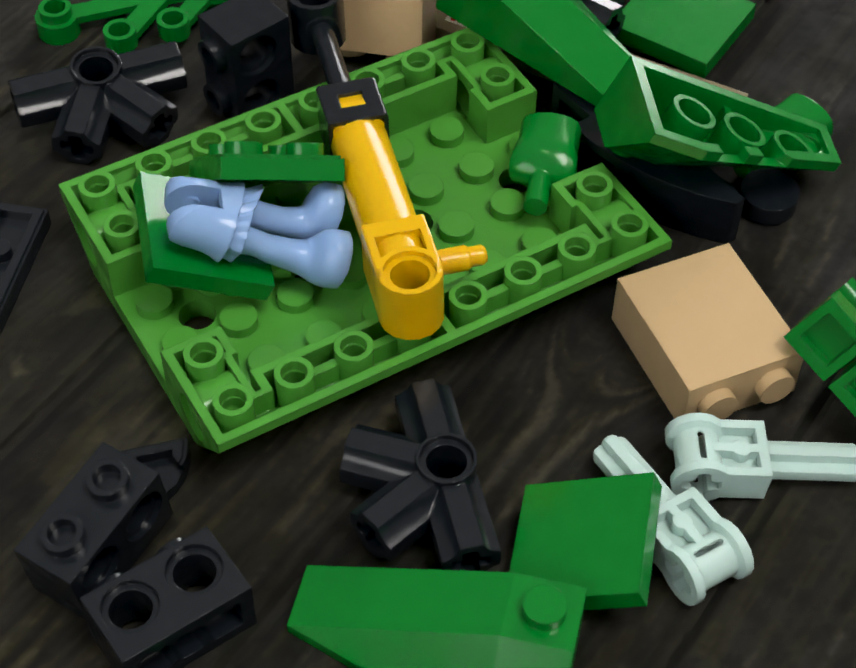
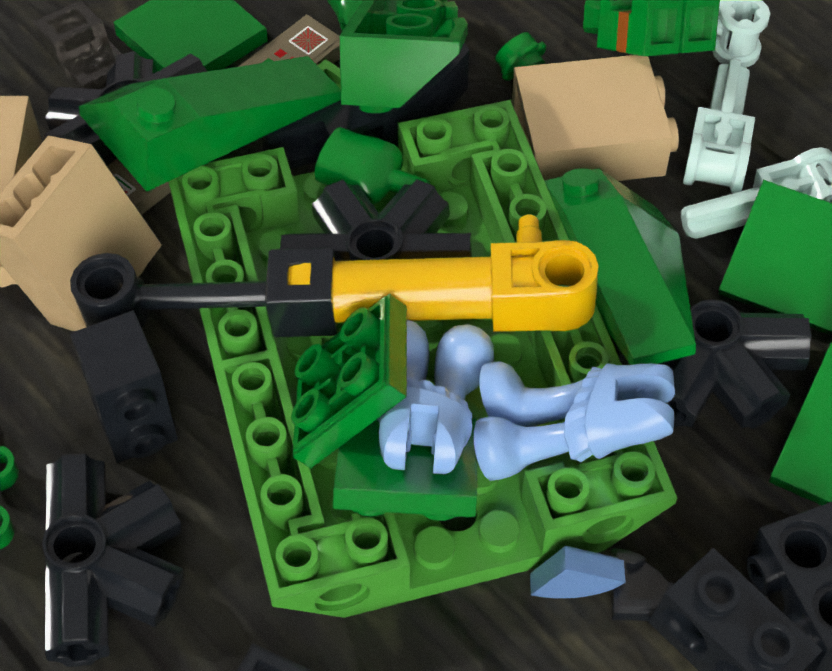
camera: 75 degrees left, 5 degrees up
(150, 409) = (576, 574): none -> medium blue tile
(272, 338) = (601, 415): none -> light blue piece
(453, 175) = (400, 231): none -> black piece
(518, 365) = (639, 264): none -> green wedge
(775, 267) = (520, 52): none -> green plate

